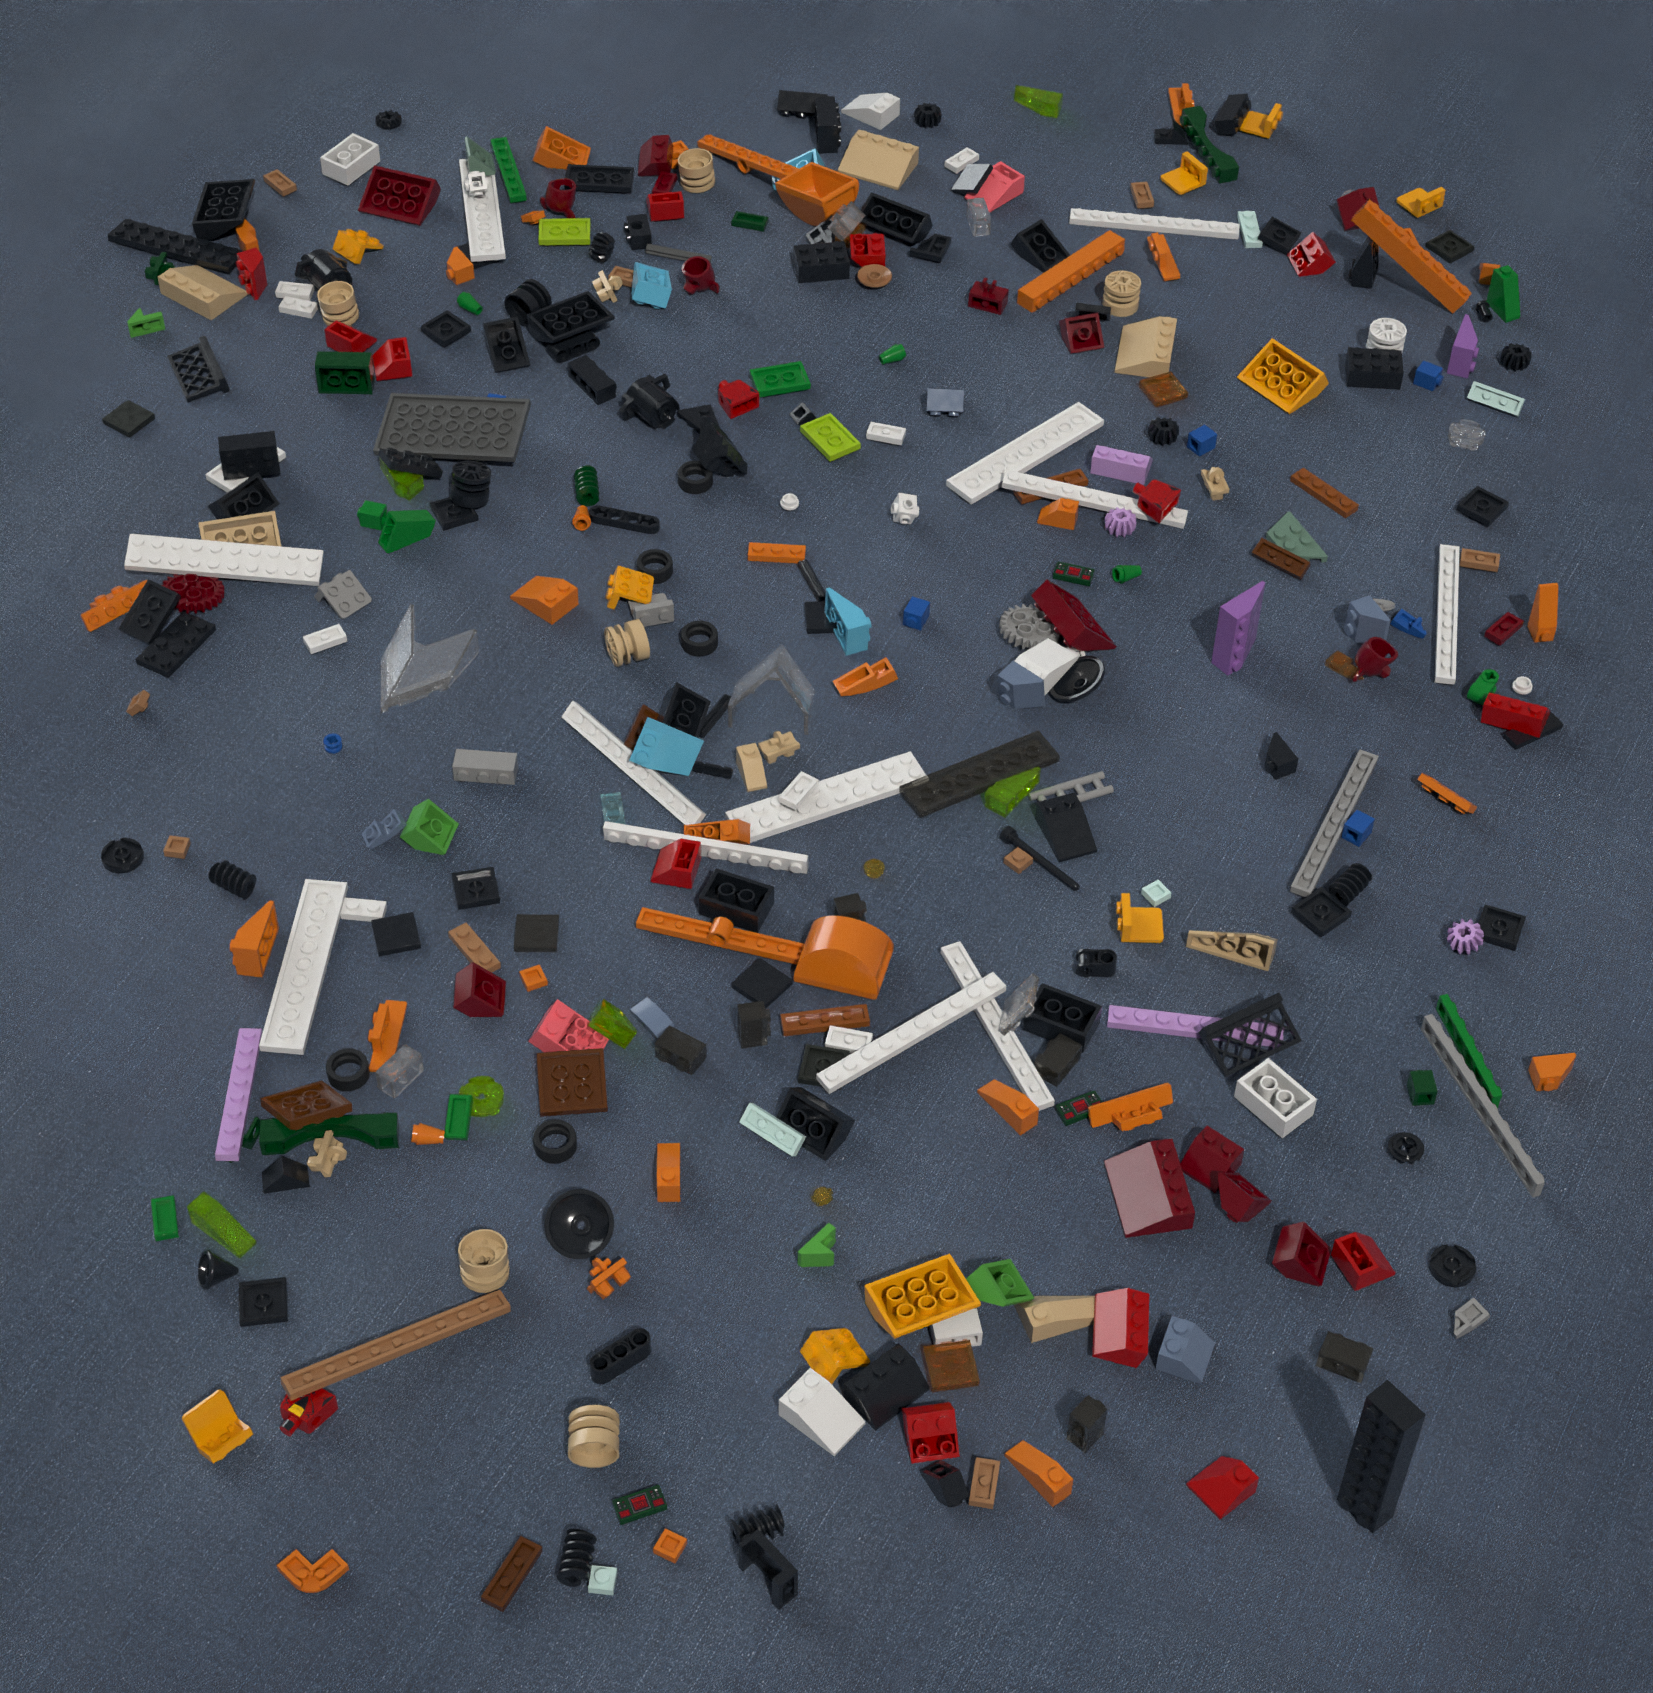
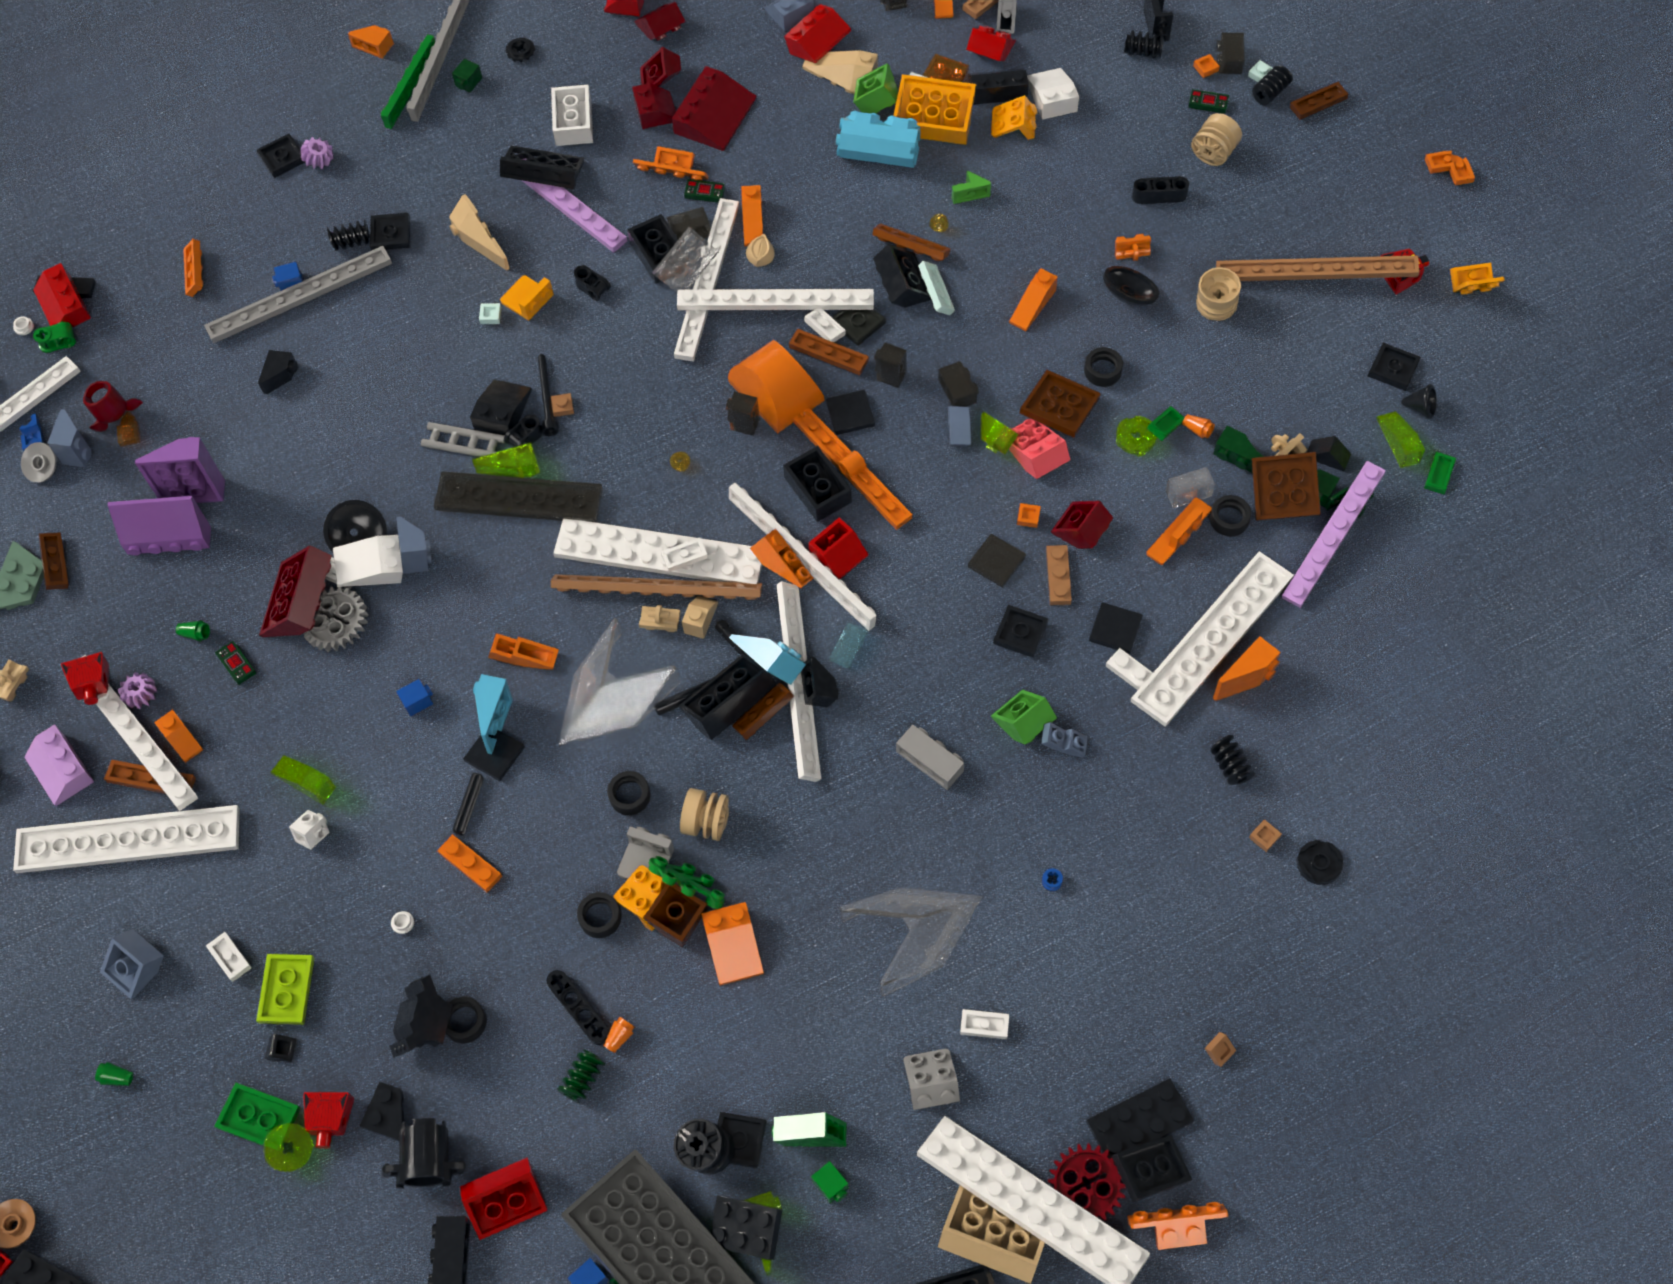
camera: 140 degrees left, 15 degrees up
(585, 415) = (503, 1198): none -> red slope
(595, 582) = (675, 914): none -> reddish brown slope
(608, 600) = (688, 883): none -> green plant
(610, 764) = (818, 684): none -> black slope
(651, 1577) = (1231, 53): none -> clear smoke brick
(748, 365) = (290, 1161): none -> clear neon green plate
(811, 765) = (648, 586): none -> medium nougat plate
(833, 1161) = (917, 244): none -> dark orange plate
(941, 534) = (304, 779): none -> clear neon green slope
(960, 1229) = (872, 140): none -> medium azure brick
(971, 1076) = (760, 251): none -> tan hat
(1023, 818) = (521, 434): none -> black piece
(1203, 618) = (160, 525): none -> medium lavender slope

